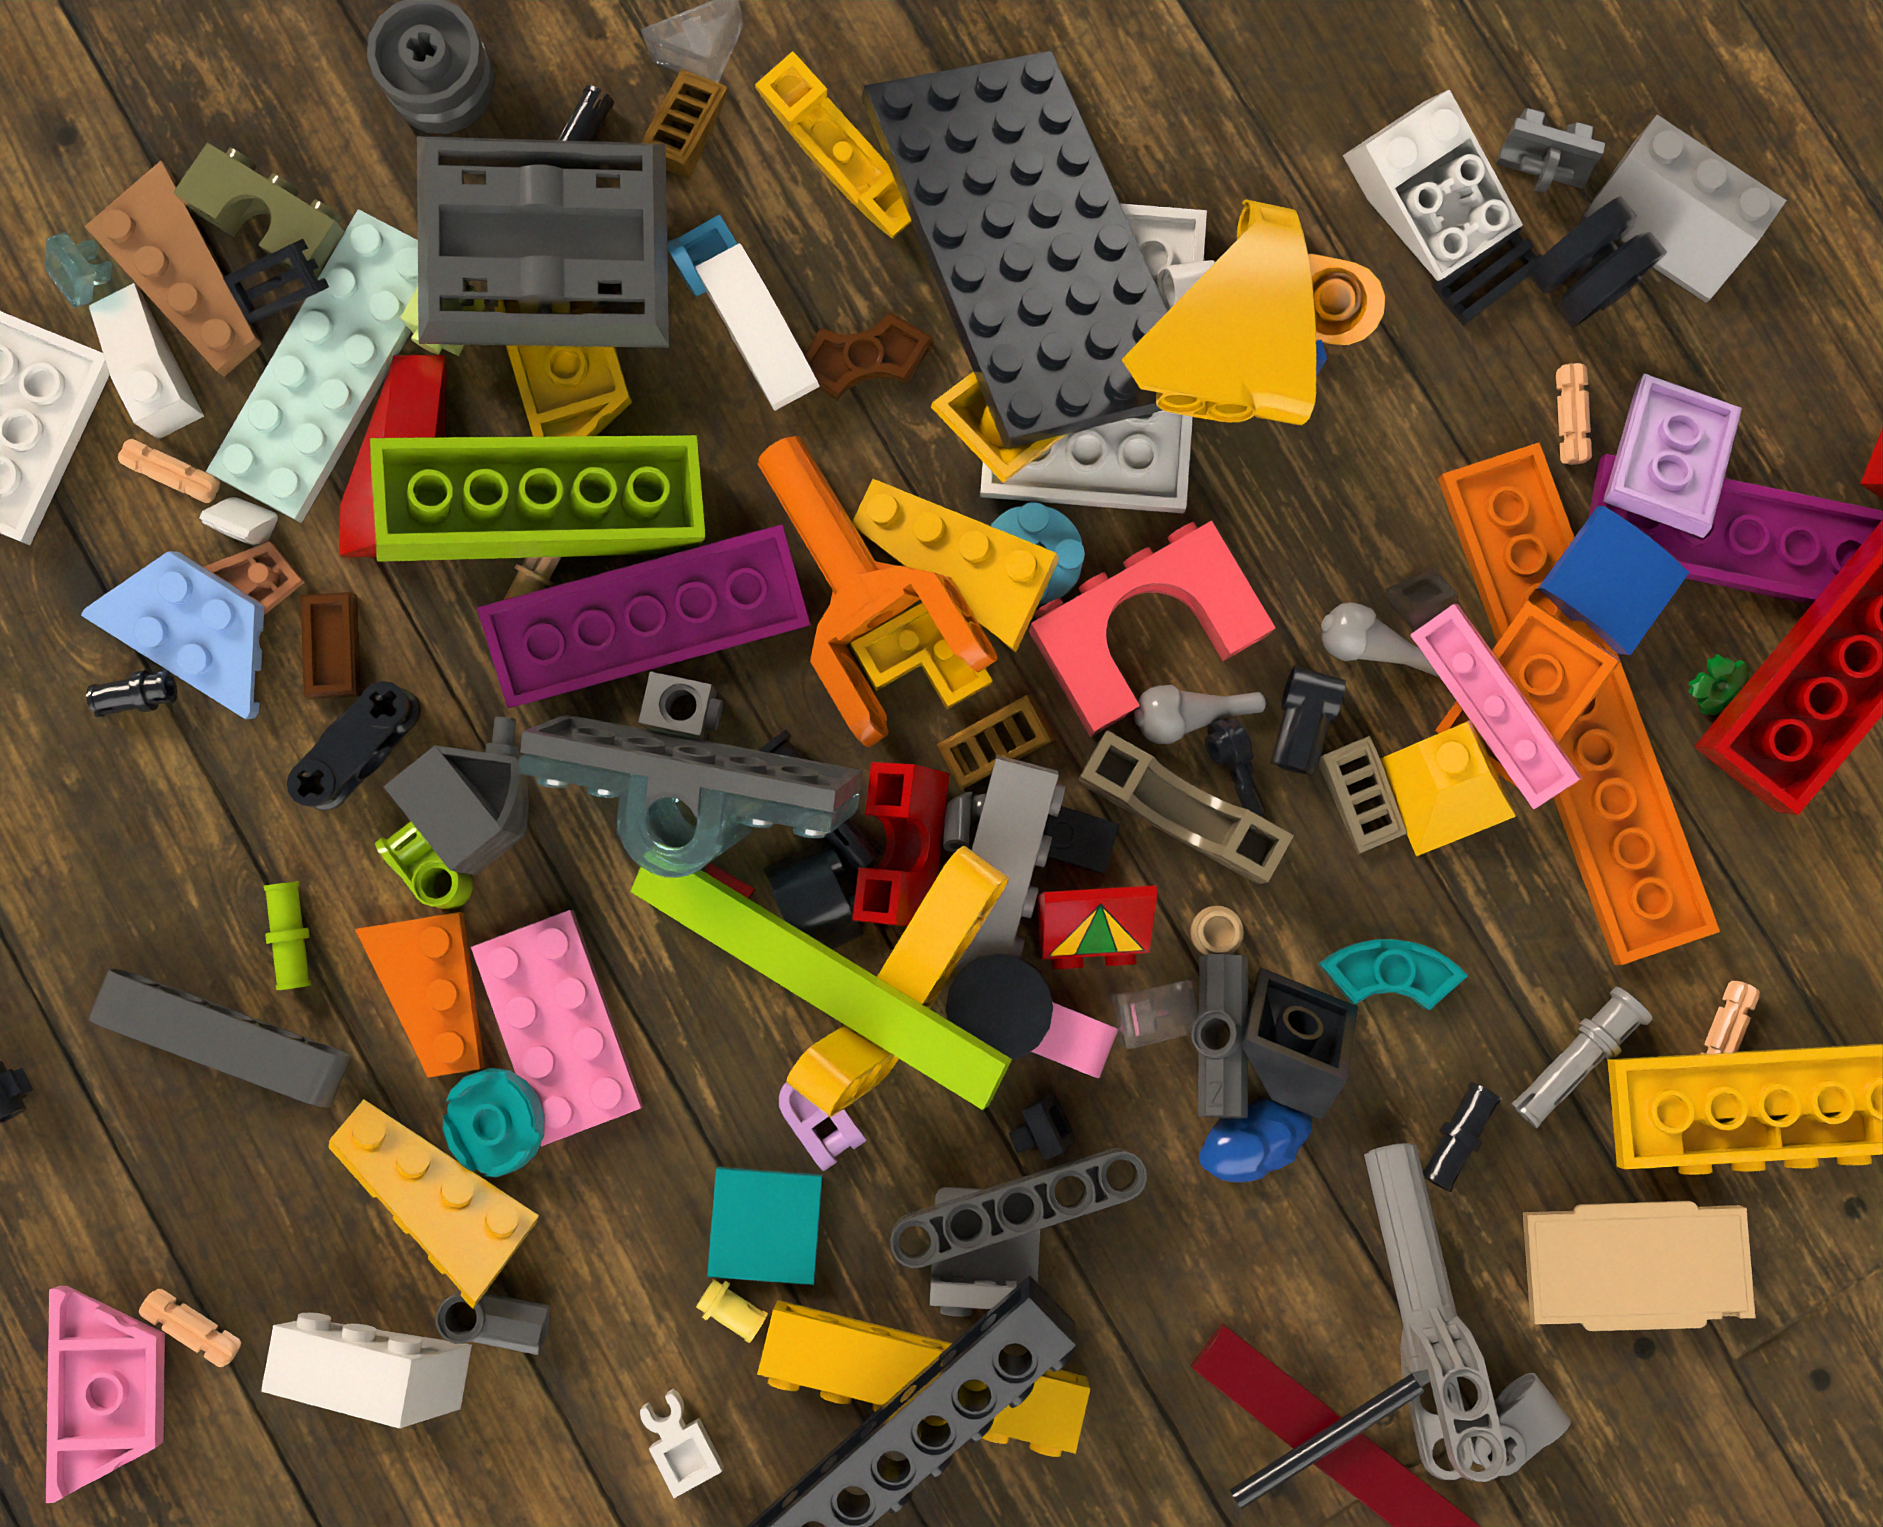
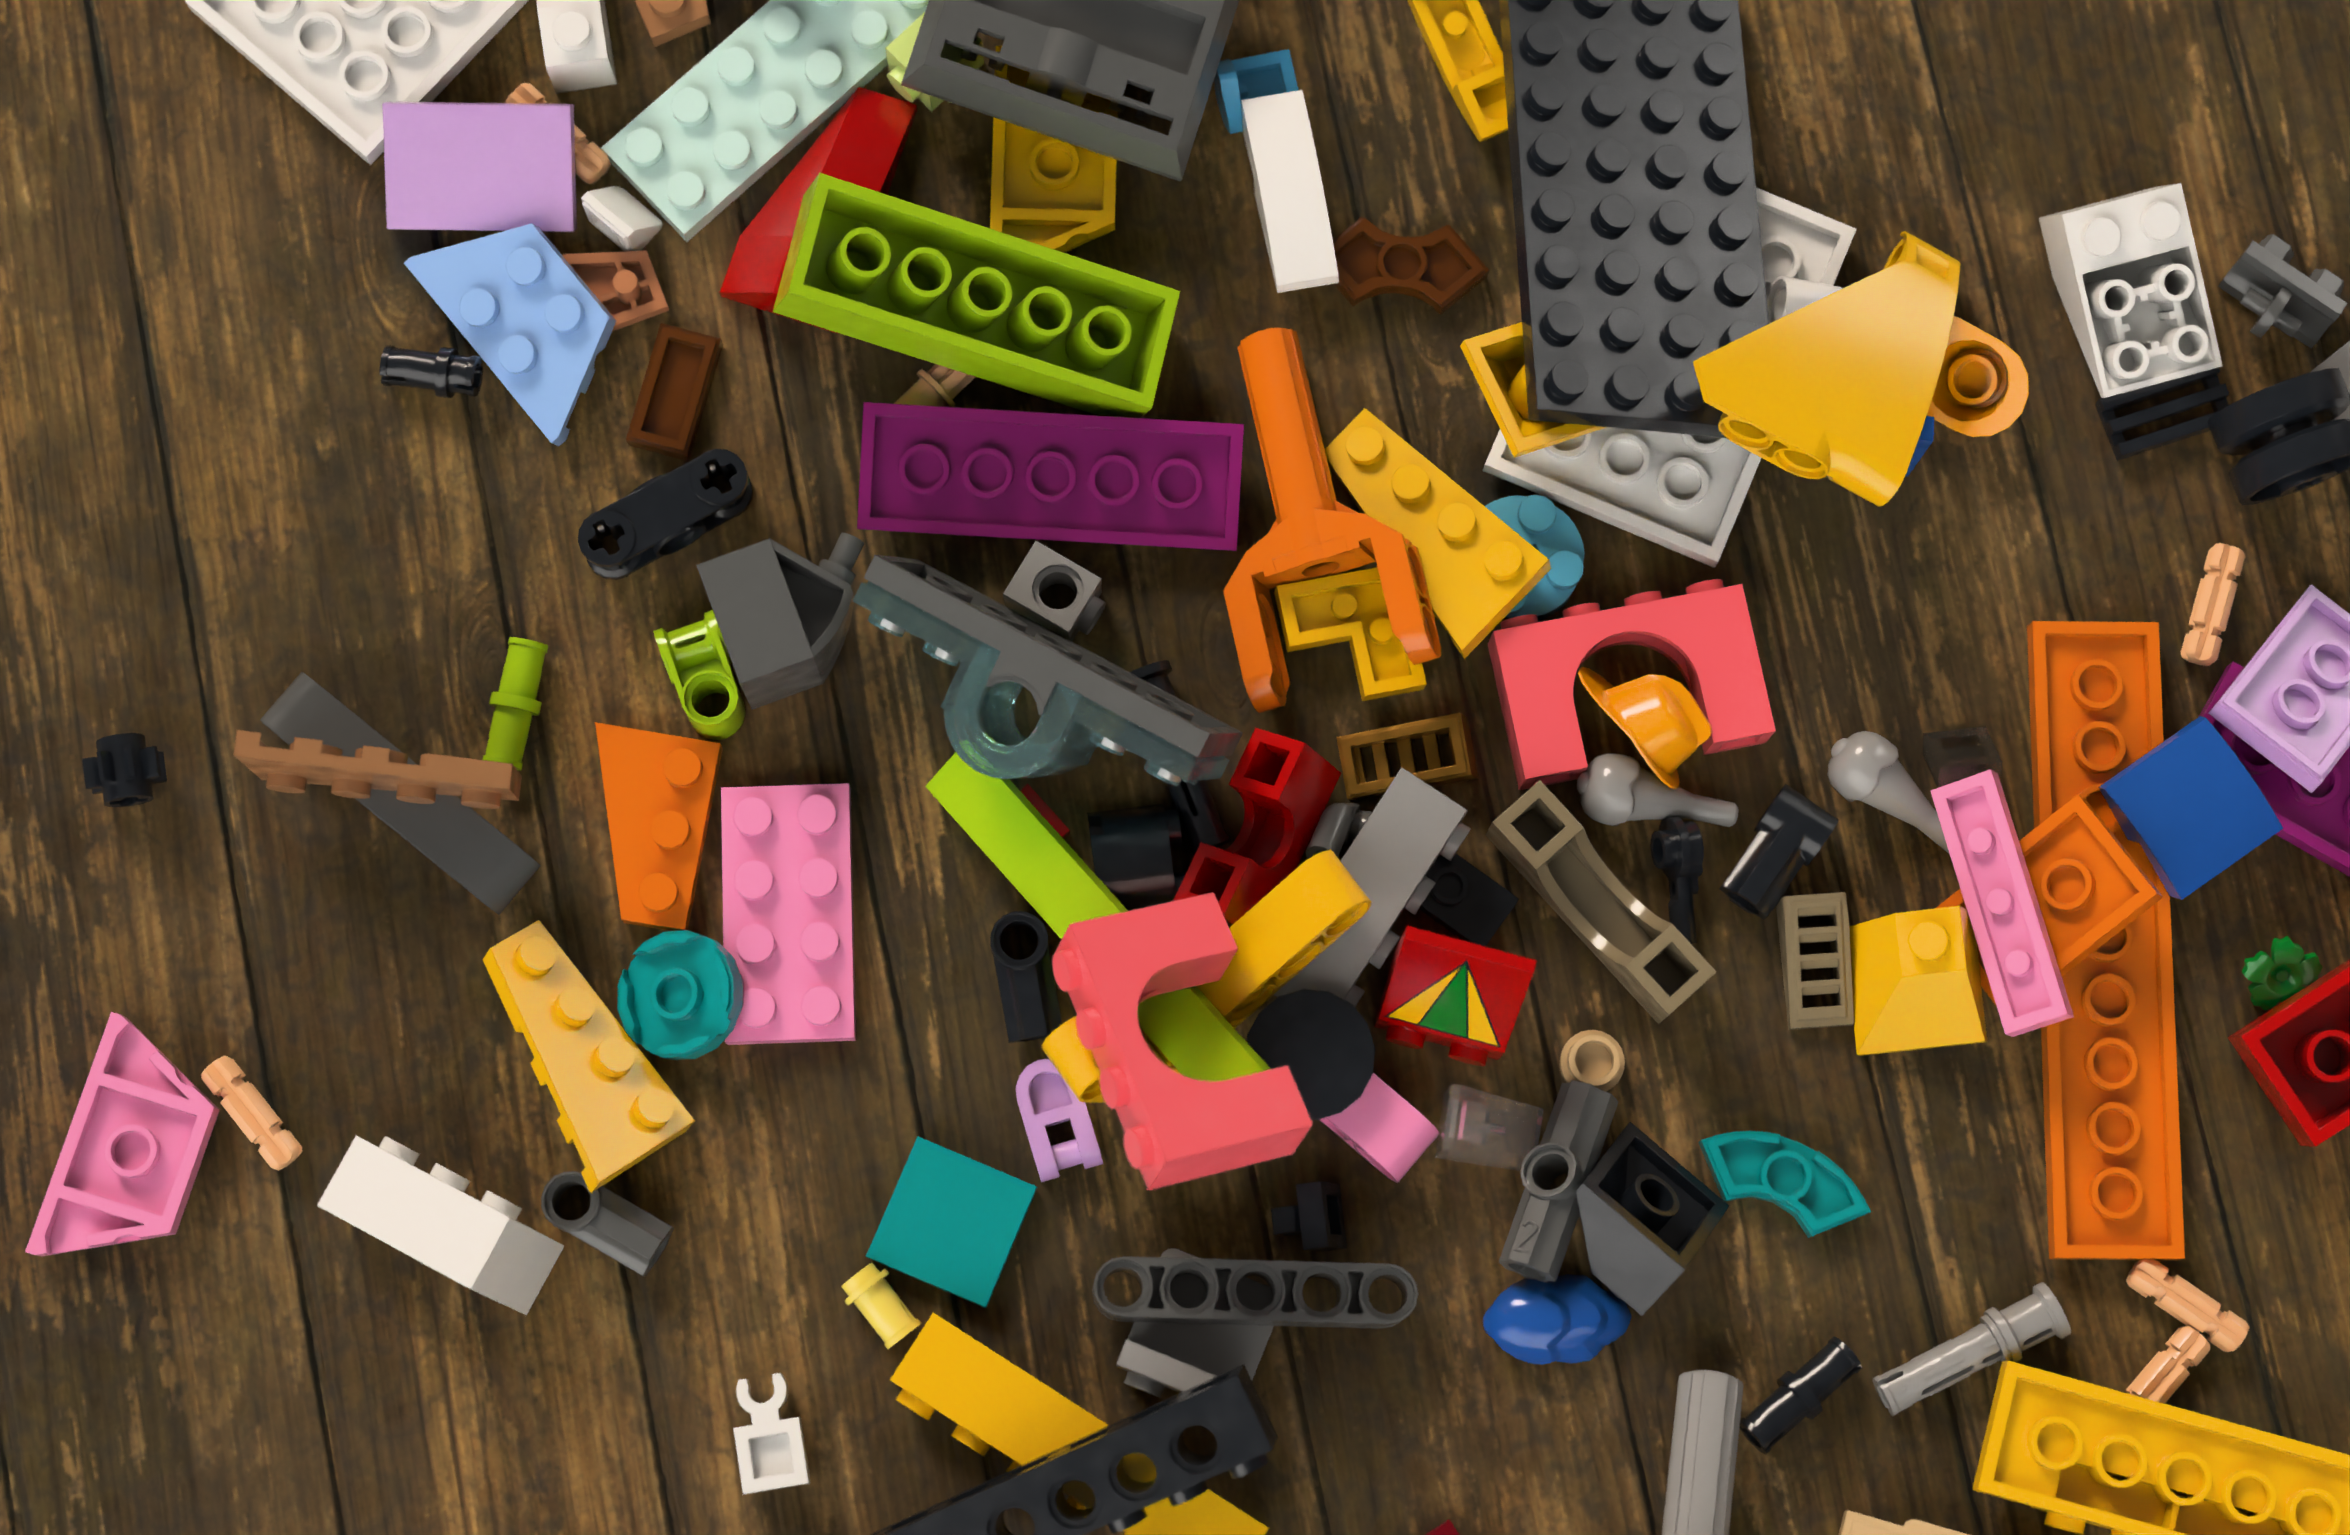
camera: 15 degrees right, 5 degrees down
(112, 518) = (479, 166): none -> lavender tile
(172, 1042) = (309, 761): none -> medium nougat wing
(760, 1023) = (1027, 984): none -> black piece
(909, 1119) = (1170, 1121): none -> coral arch
(1177, 647) = (1656, 716): none -> light orange piece
(1731, 964) = (2188, 1304): none -> light nougat axle

